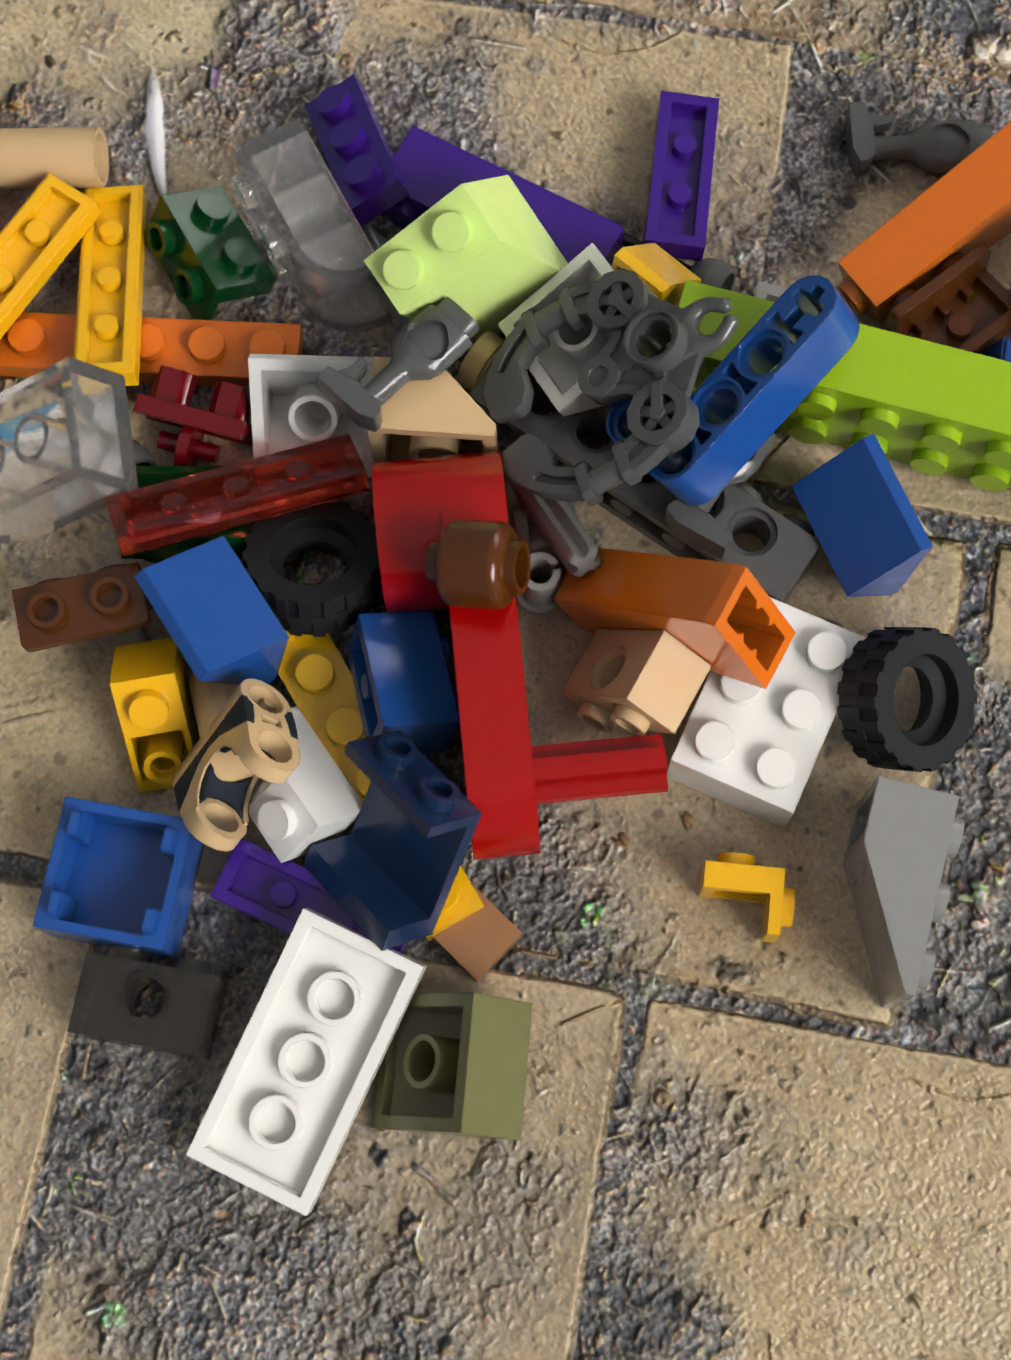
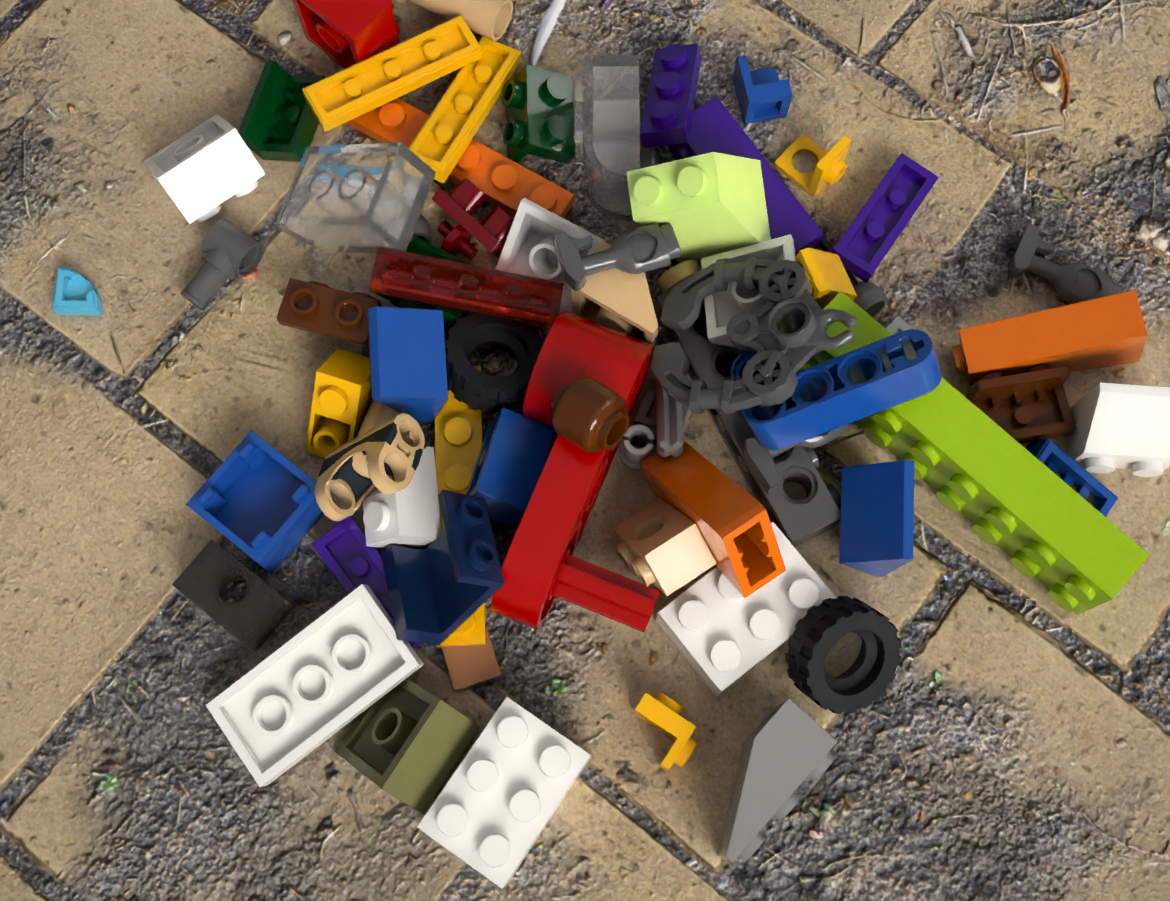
camera: 25 degrees right, 0 degrees up
(458, 99) = (760, 92): none -> blue panel
(584, 149) = (829, 165): none -> yellow bracket
(604, 1062) = (504, 792): none -> white brick

